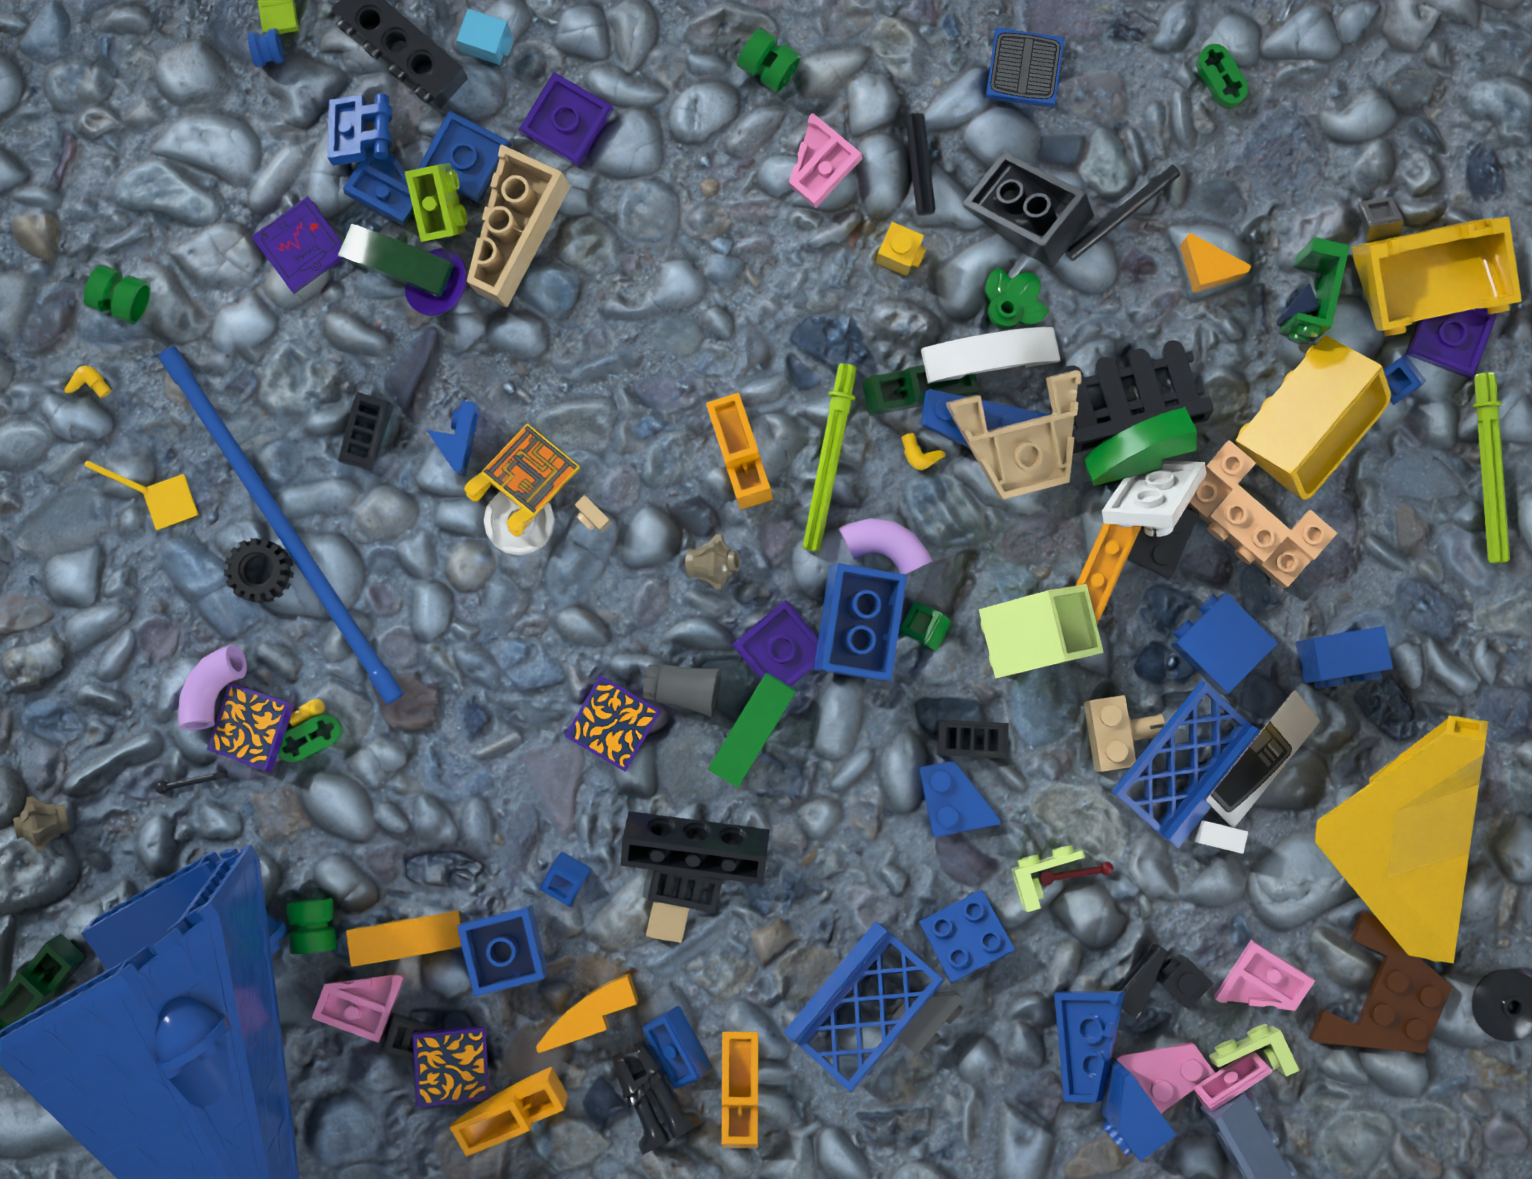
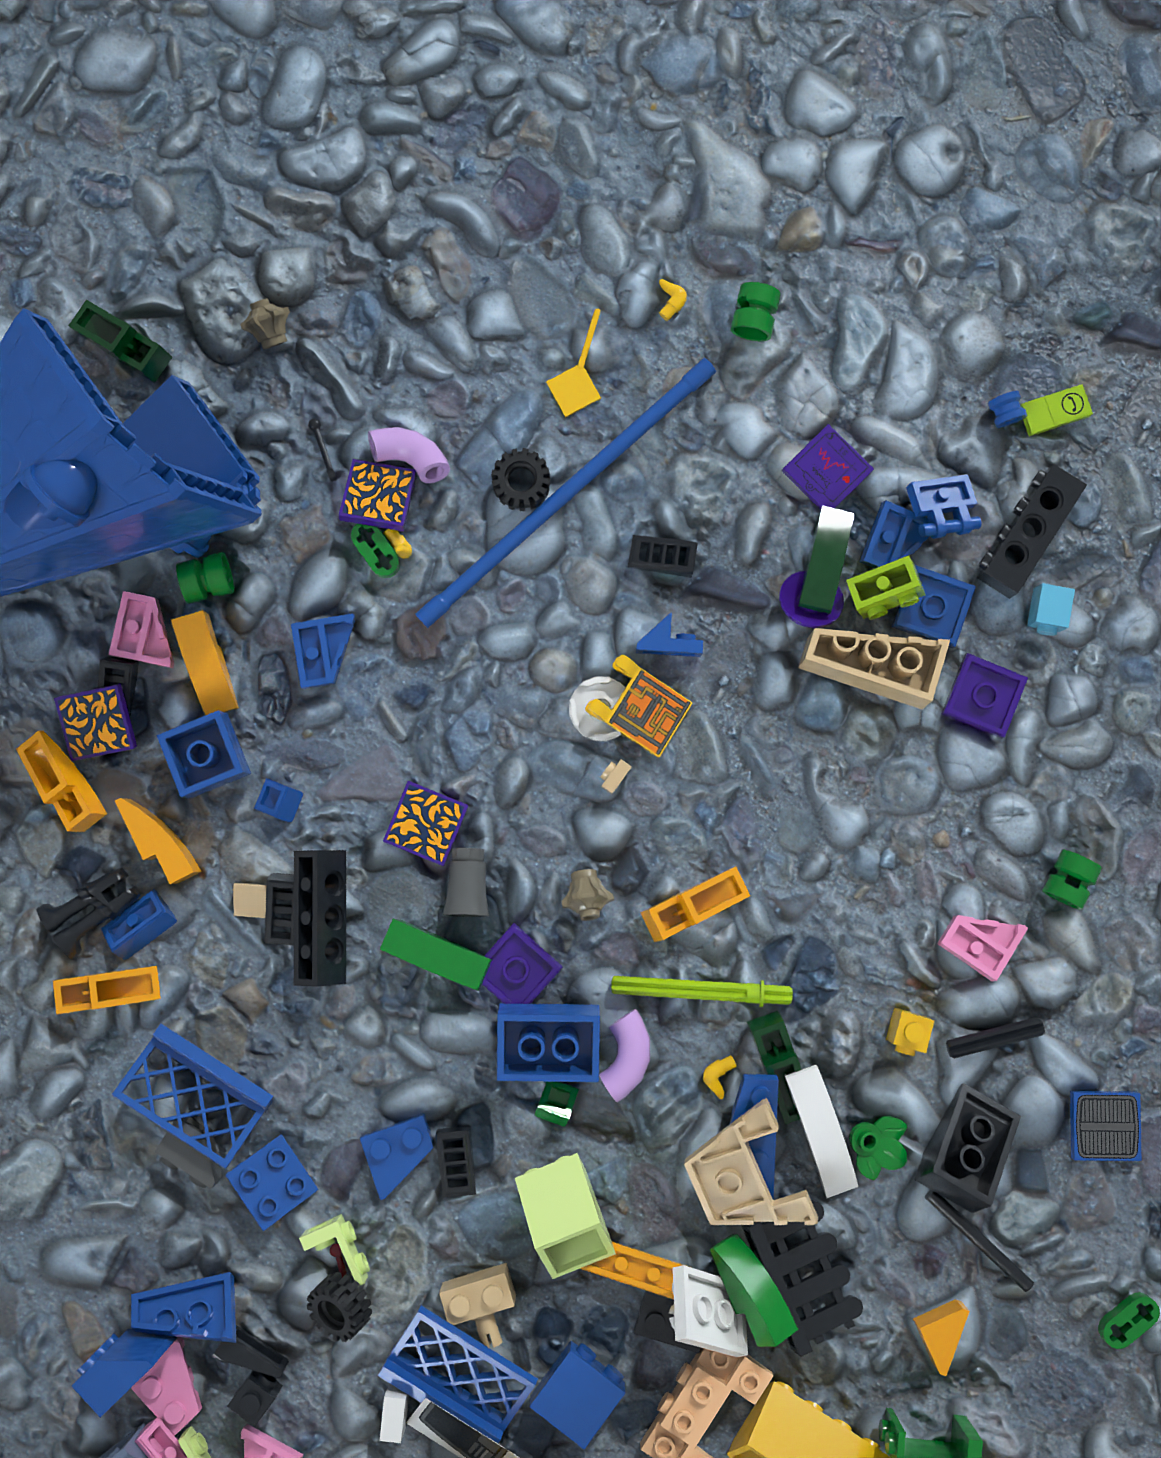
camera: 80 degrees right, 0 degrees up
(407, 810) = (321, 648): none -> blue wing
(1095, 867) = (339, 1307): none -> black tyre
(1304, 302) = (916, 1428): dark blue slope -> none

